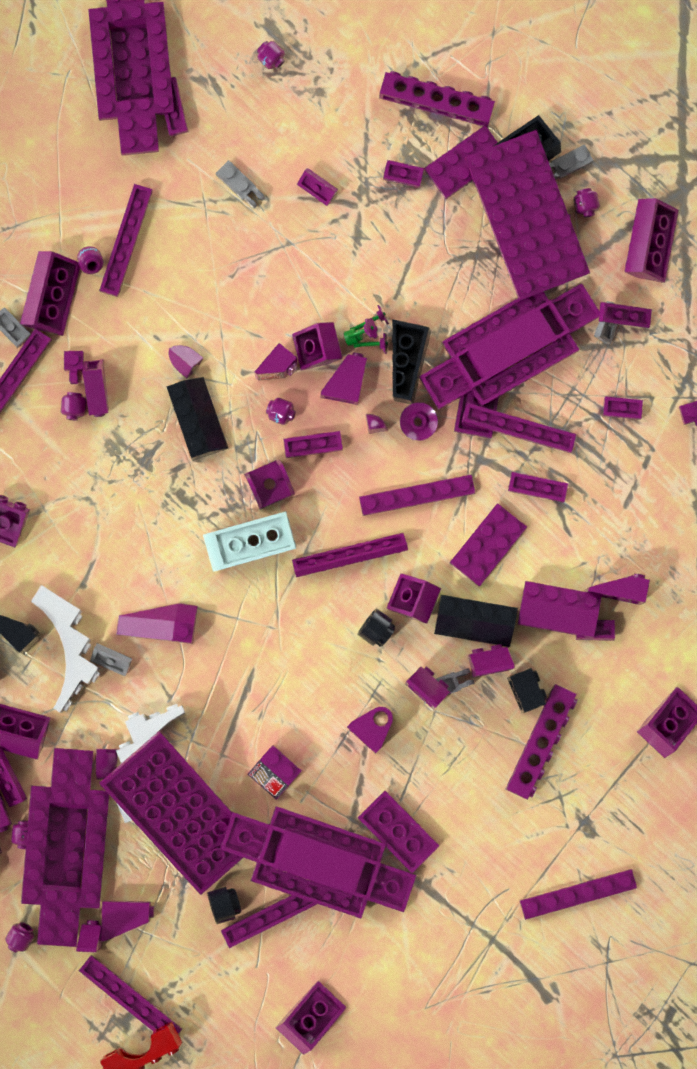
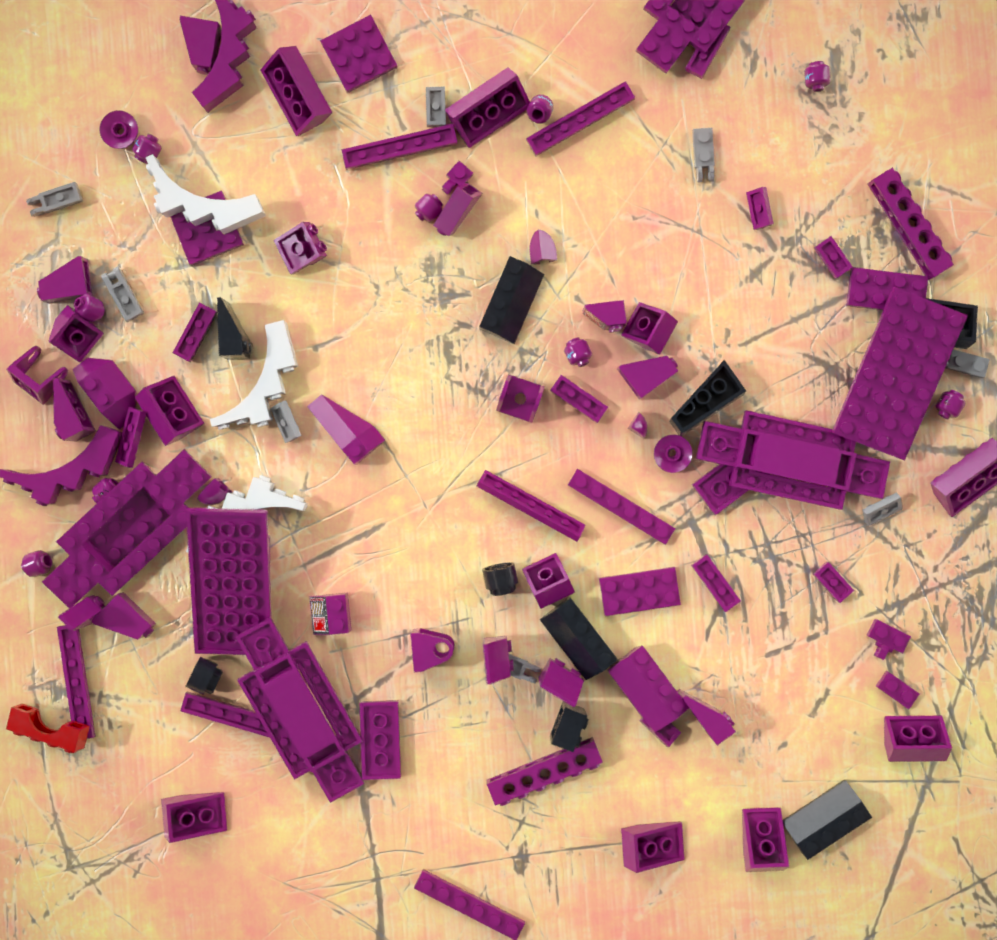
camera: 50 degrees right, 5 degrees up
(232, 546) = (449, 421): light aqua hinge -> none
(354, 335) = (685, 345): plant -> none
(518, 428) = (742, 526): magenta plate -> none
(625, 315) = (900, 515): magenta plate -> none

